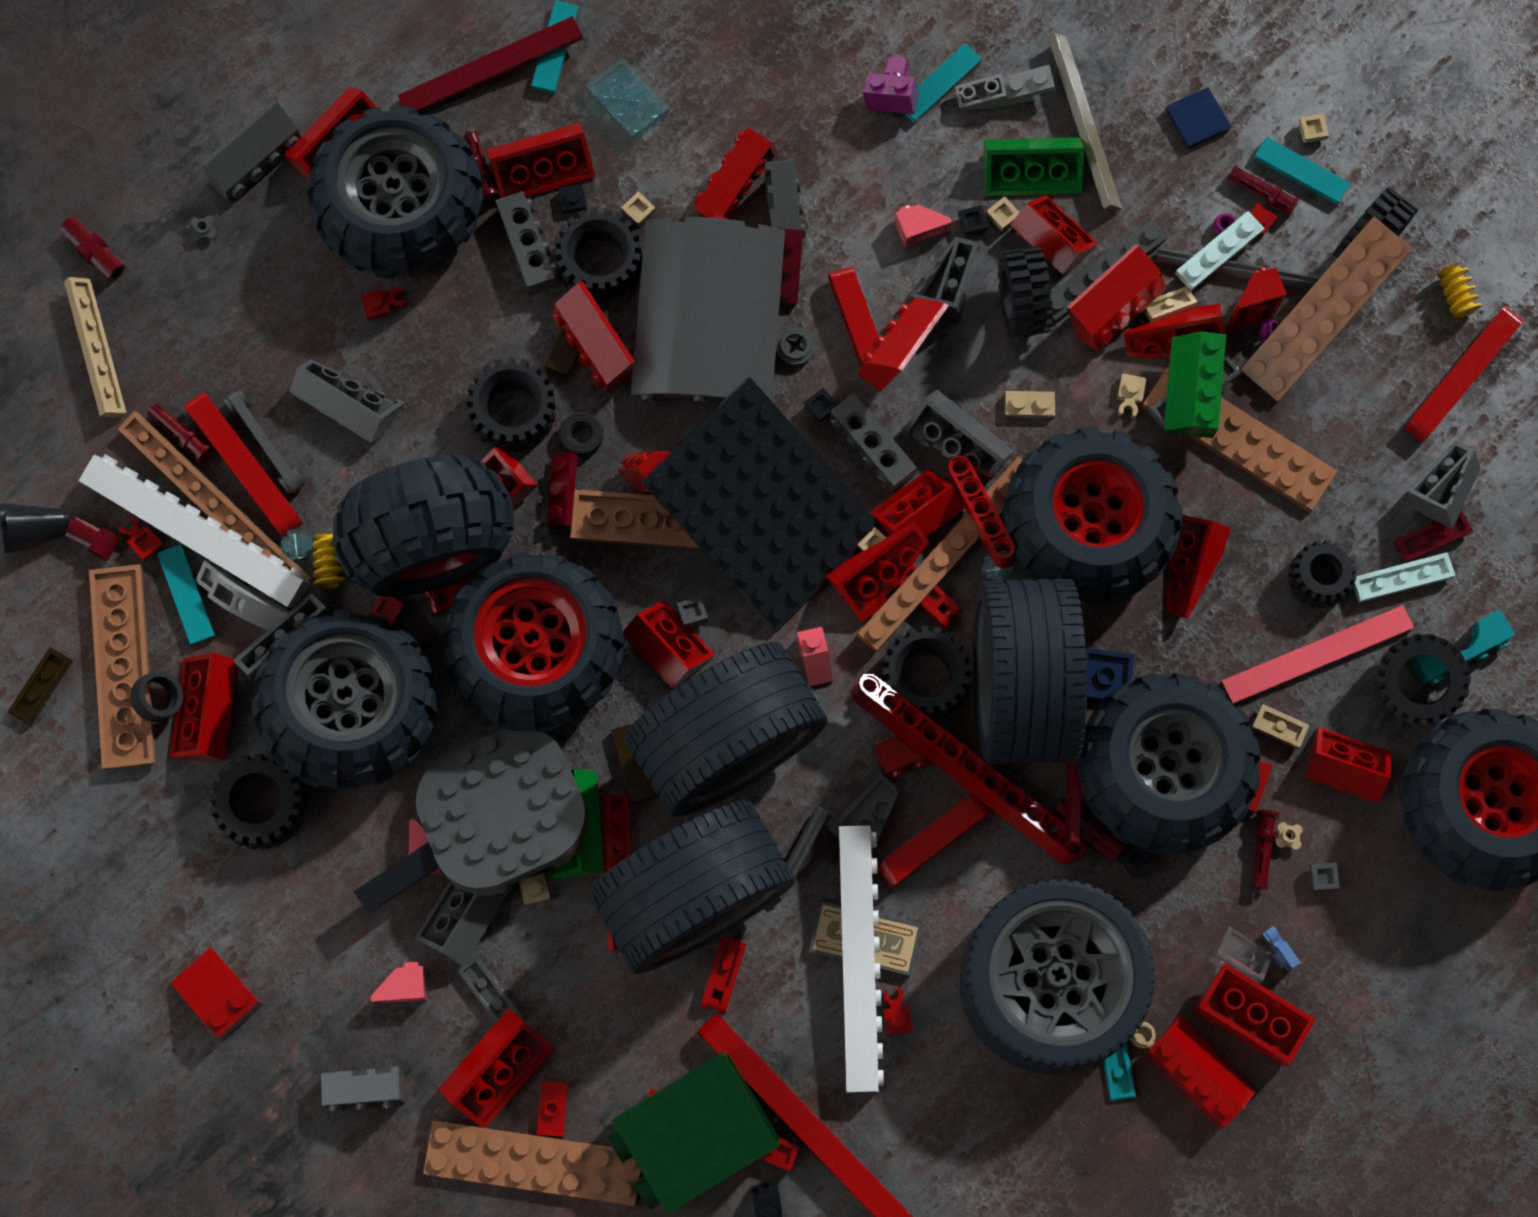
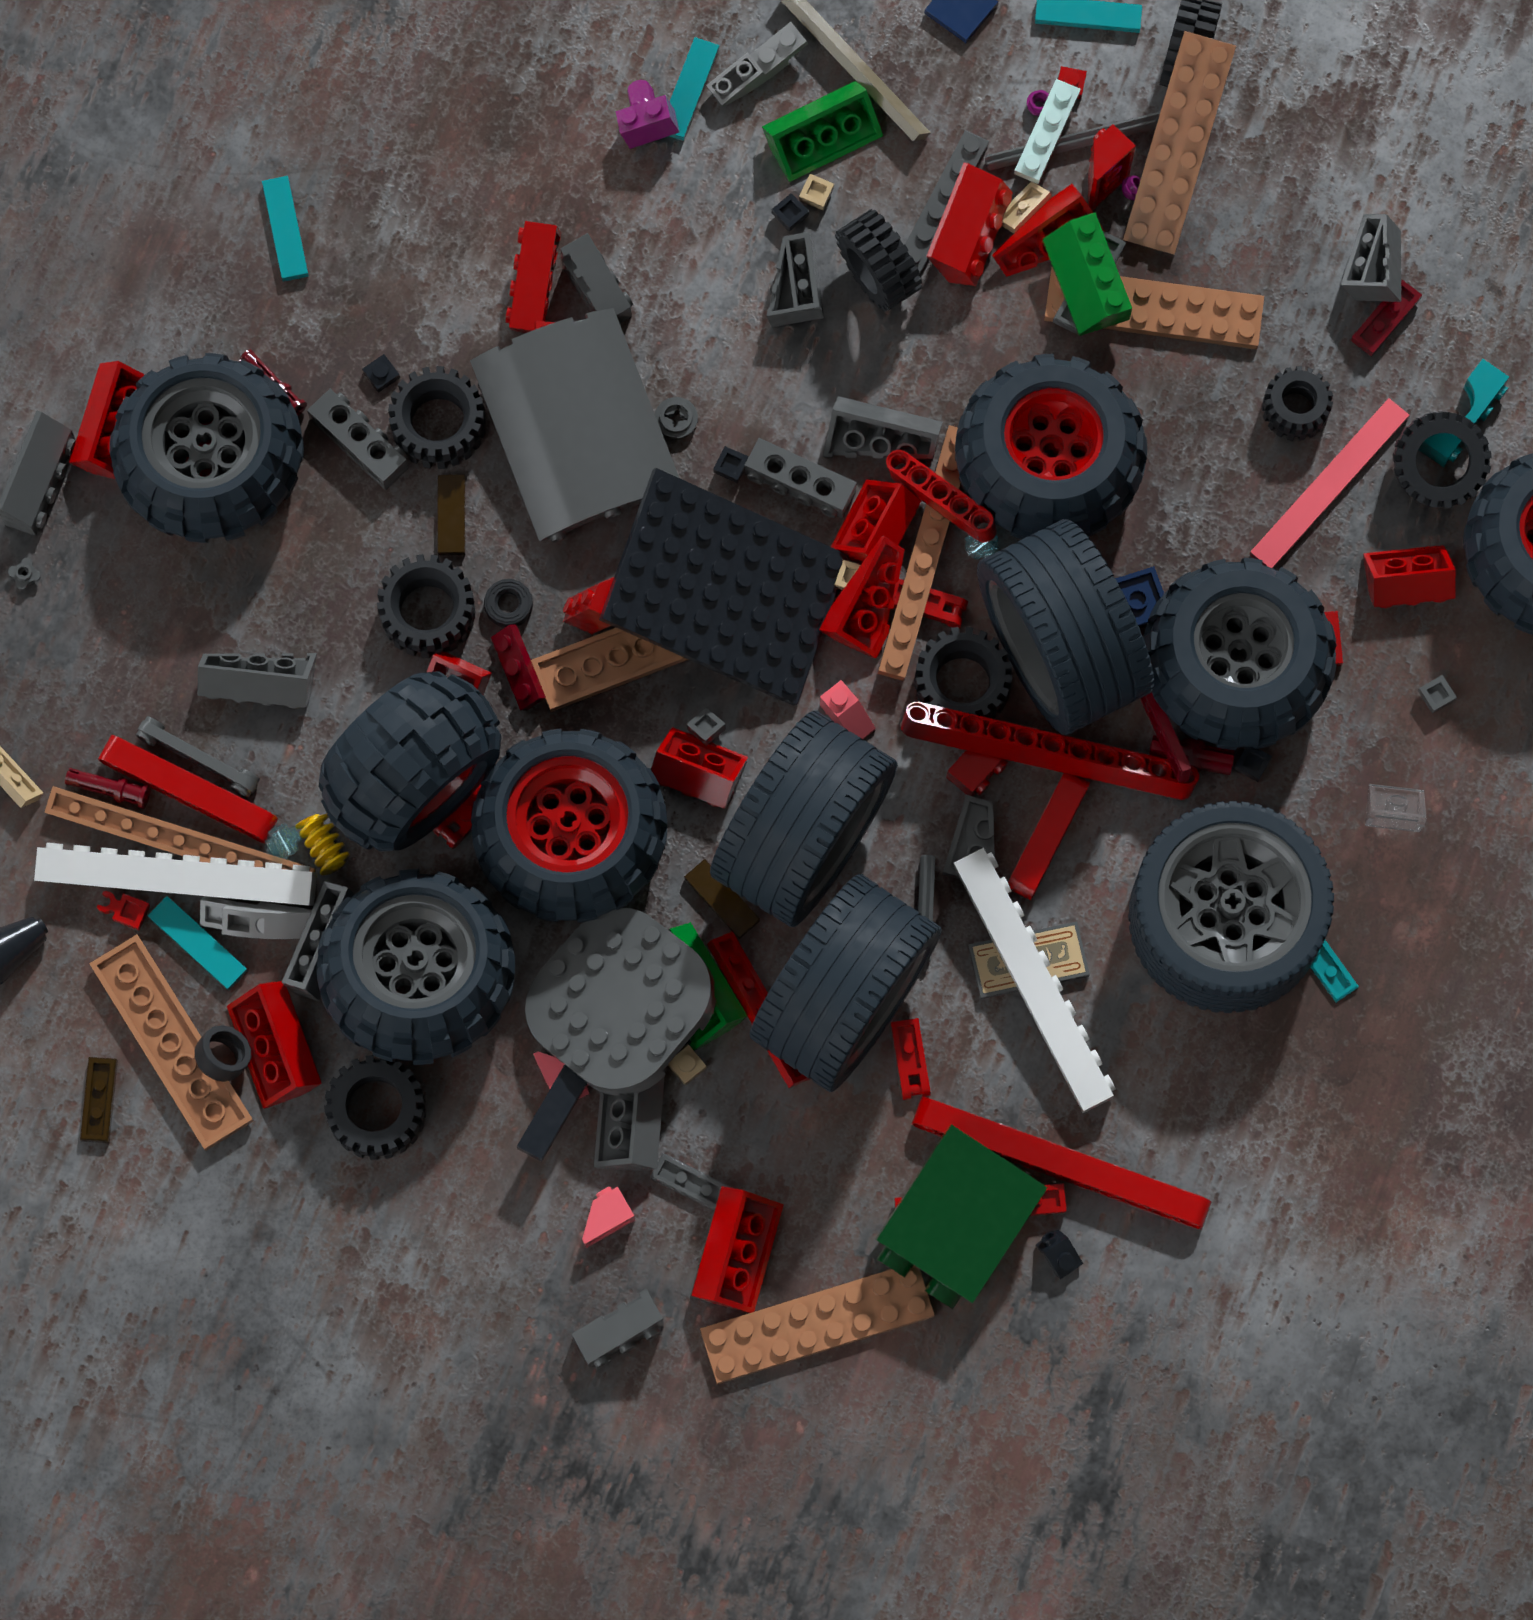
camera: 20 degrees left, 0 degrees up
(98, 541) = (84, 932): dark red piece -> none
(216, 994) = (428, 1309): red slope -> none
(378, 304) = (240, 567): red plate -> none
(388, 608) = (404, 860): red plate -> none
(492, 66) = (232, 277): dark red tile -> none
(541, 162) = (332, 350): red slope -> none
(552, 1109) = (809, 1263): red plate -> none
(593, 337) = (475, 501): red slope -> none
(627, 98) = (385, 247): clear light blue plate -> none
(638, 209) = (452, 353): tan plate -> none
(791, 266) = (635, 339): dark red plate -> none
(853, 311) = (729, 367): red beam -> none
(898, 1017) = (1096, 1020): red plate -> none
(901, 341) = (781, 364): red slope -> none
(920, 224) = (739, 239): coral slope -> none
(1029, 404) = (934, 369): tan plate -> none
(1055, 232) = (877, 187): red slope -> none
(1131, 392) = (1027, 311): tan plate -> none
(1144, 1036) = (1339, 926): tan plate -> none
(1193, 563) = (1169, 451): red wedge -> none
(1200, 1072) = (1408, 935): red slope -> none
(1254, 1015) = (1433, 855): red slope -> none
(1265, 836) = (1363, 682): dark red pin -> none
(1273, 196) = (1073, 52): dark red pin -> none
(1280, 726) = (1327, 570): tan plate -> none
(1282, 839) = (1385, 678): tan plate -> none
(1283, 953) = (1434, 786): medium blue plate -> none
(1403, 577) = (1376, 370): light aqua plate -> none
(1458, 291) = (1297, 64): yellow piece -> none
(1463, 374) = (1341, 144): red beam -> none

